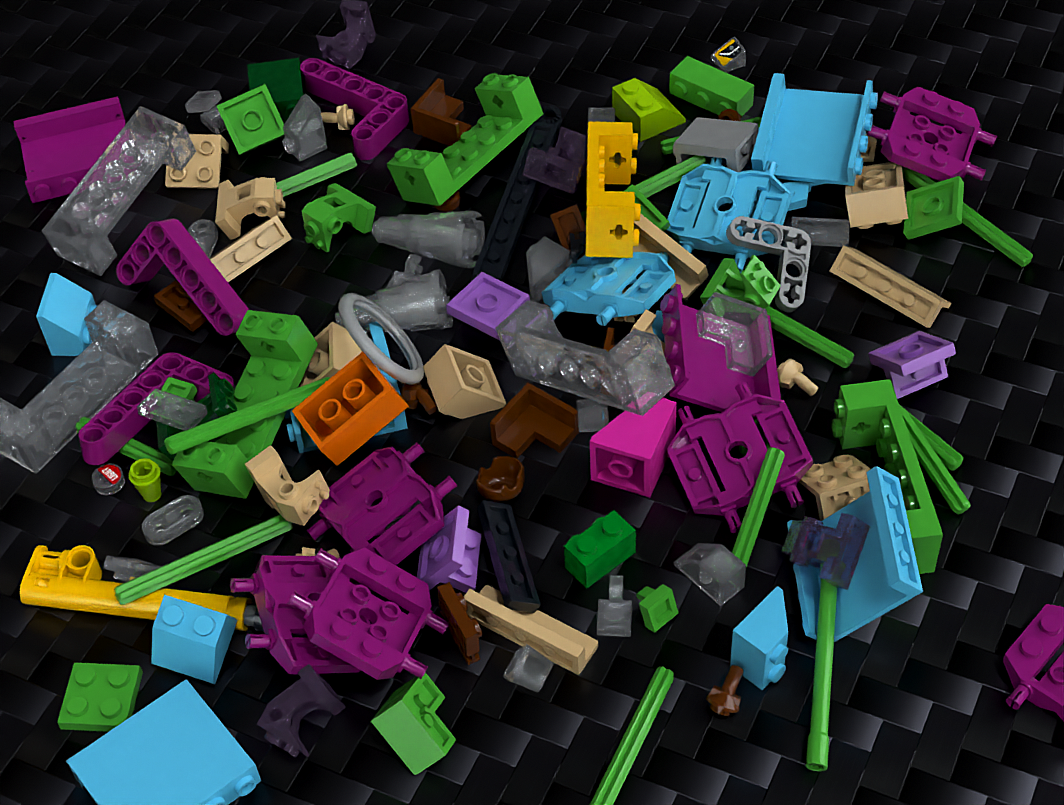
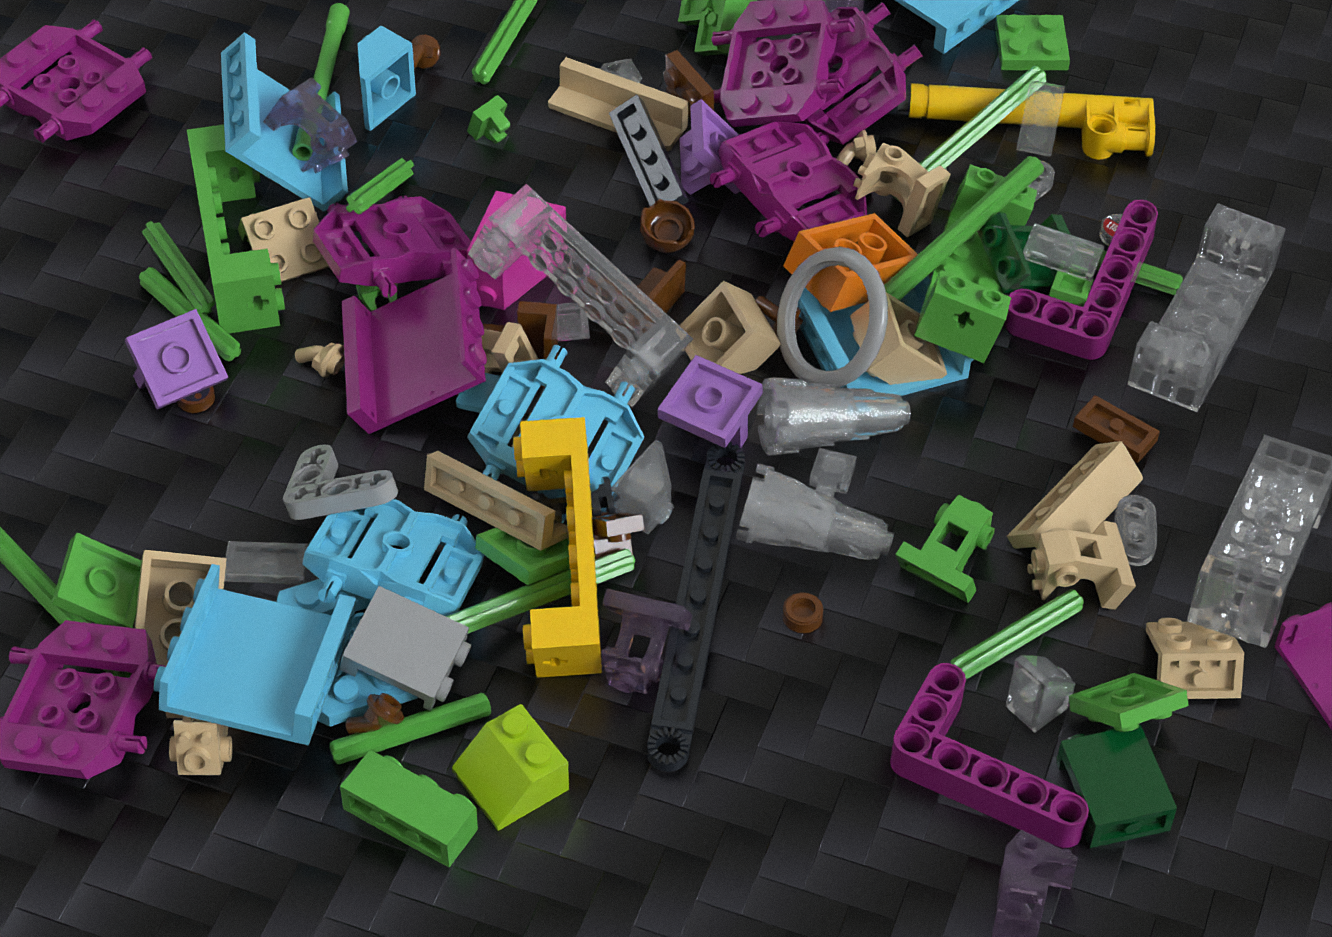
camera: 170 degrees right, 0 degrees up
(63, 315) = (1254, 386): medium azure slope -> none
(146, 478) = (1068, 200): lime cone -> none
(172, 245) = (1122, 426): magenta beam -> none
(191, 638) = (954, 60): medium azure slope -> none
(203, 101) = (1229, 767): clear tile -> none
(213, 121) = (1193, 744): clear tile -> none
(343, 116) = (990, 737): tan plate -> none
(434, 176) = (782, 665): bright green plate -> none
(436, 115) = (839, 732): reddish brown panel -> none
(599, 548) = (551, 162): green brick -> none
(601, 114) = (585, 760): clear tile -> none
(614, 614) = (532, 123): clear plate -> none
(713, 570) = (432, 154): clear slope -> none
(729, 55) = (377, 893): slope -> none
(740, 329) = (384, 378): clear panel -> none
(752, 286) = (365, 427): bright green tile -> none
(810, 338) = (308, 422): bright green axle -> none
(888, 286) = (179, 489): tan panel -> none

